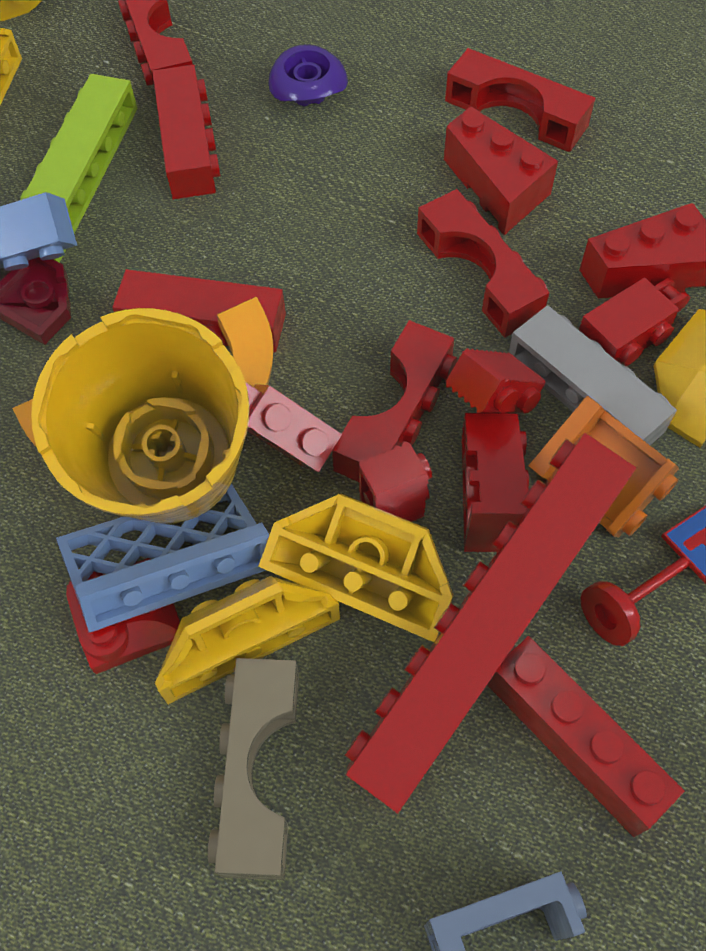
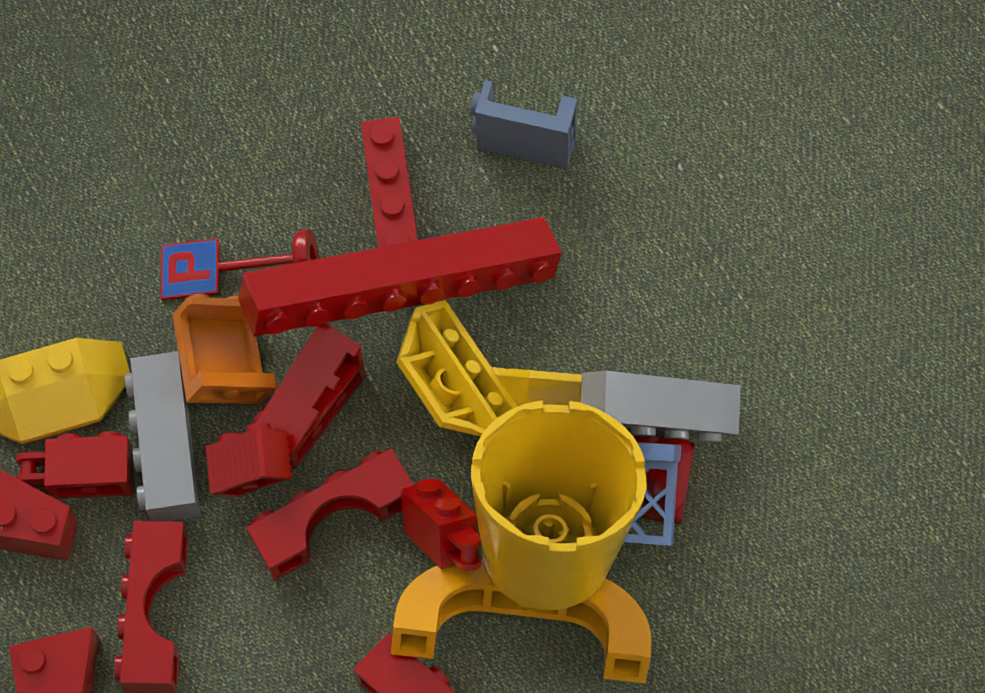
camera: 145 degrees left, 5 degrees up
(126, 648) = (665, 404): none -> light grey brick
(250, 835) = (587, 343): dark tan arch -> none
(396, 482) = (392, 423): red brick -> none

